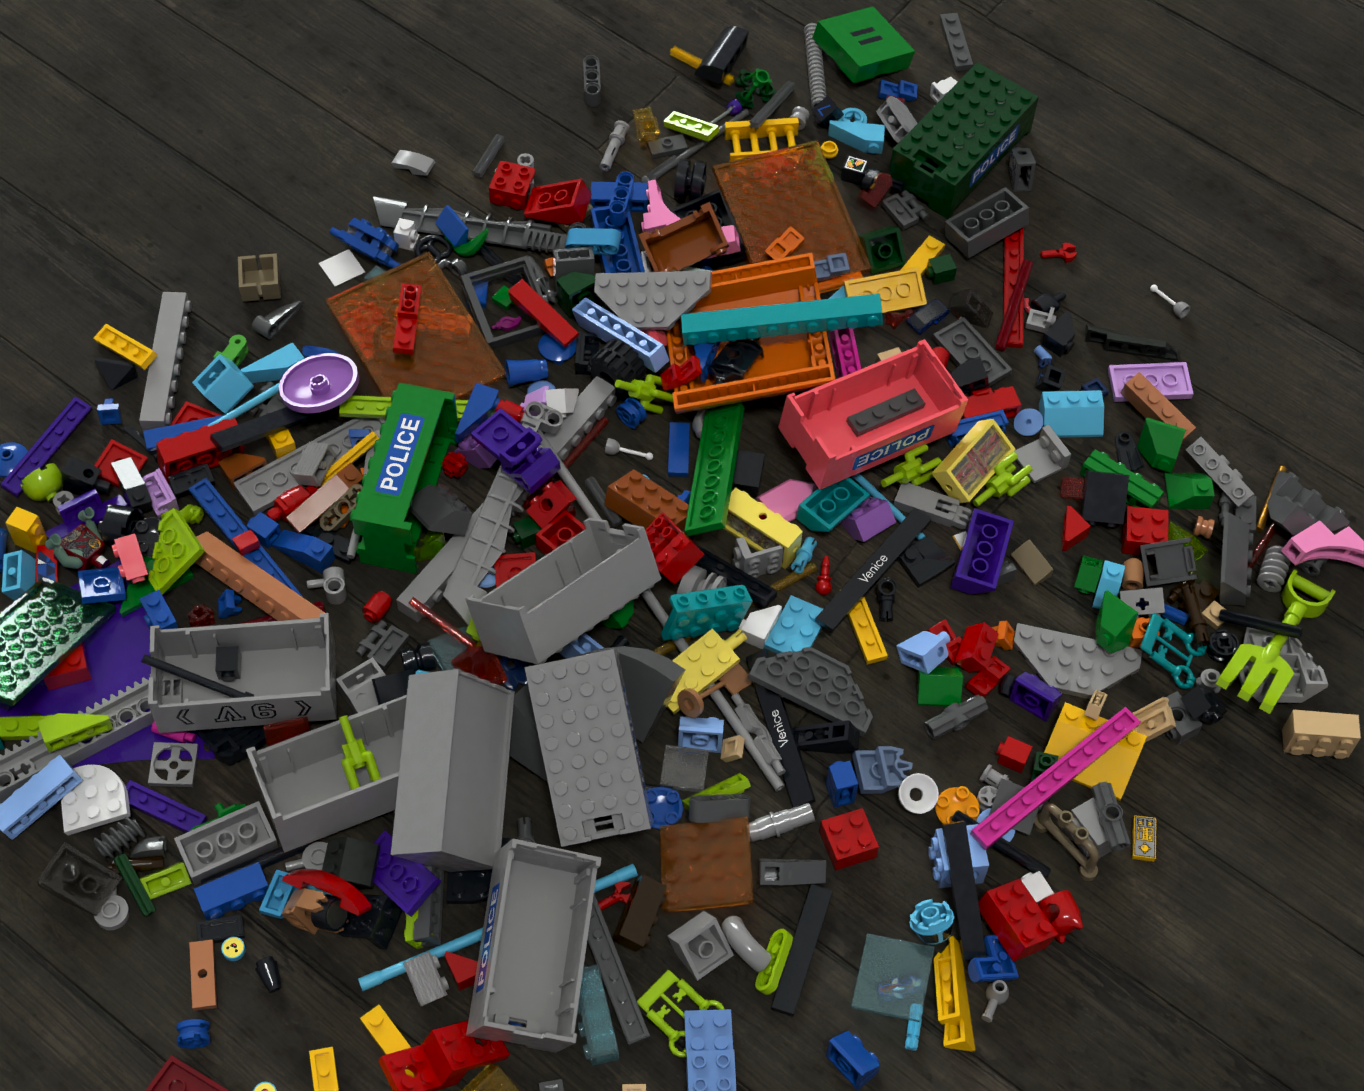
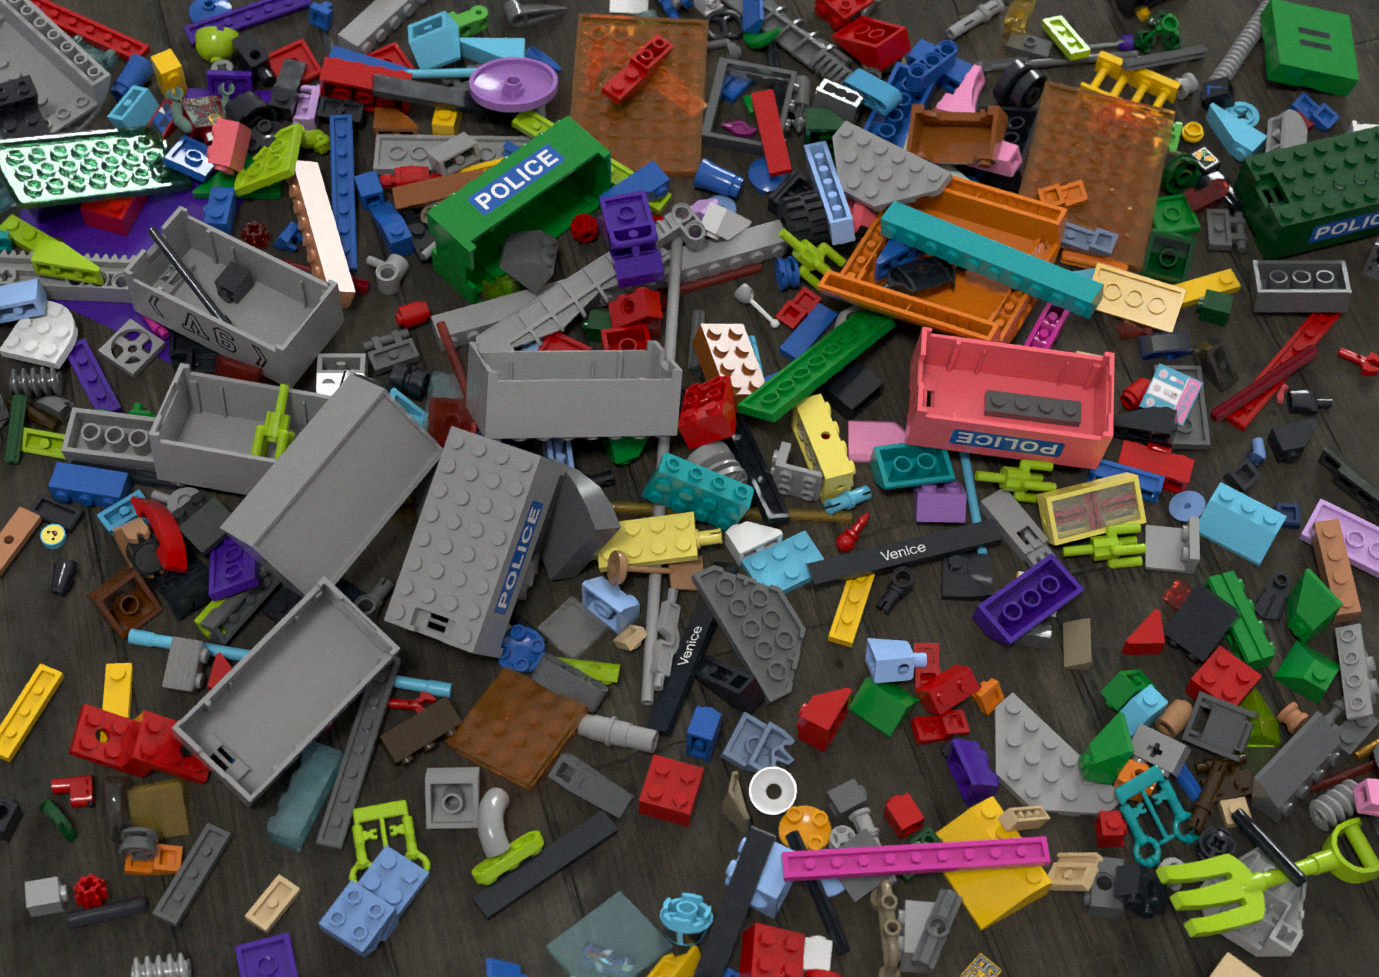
camera: 35 degrees right, 0 degrees up
(246, 542) = (341, 191): red slope -> none
(335, 962) = (125, 602): none -> reddish brown slope
(514, 410) = (665, 202): red brick -> none
(658, 435) = (798, 309): none -> red slope
(680, 375) = (855, 260): red slope -> none
(847, 182) = (1180, 172): none -> dark green cone
(864, 216) = (1175, 215): none -> green tile
(899, 821) = (734, 805): none -> dark tan slope
(913, 721) = (823, 717): none -> red slope
(956, 717) = (874, 743): dark grey piece -> none
(963, 345) = (1172, 390): none -> piece
(969, 768) = (846, 799): none -> dark grey brick
(1040, 320) = (1281, 413): light grey bracket -> none
(1153, 673) = (1110, 829): none -> red brick

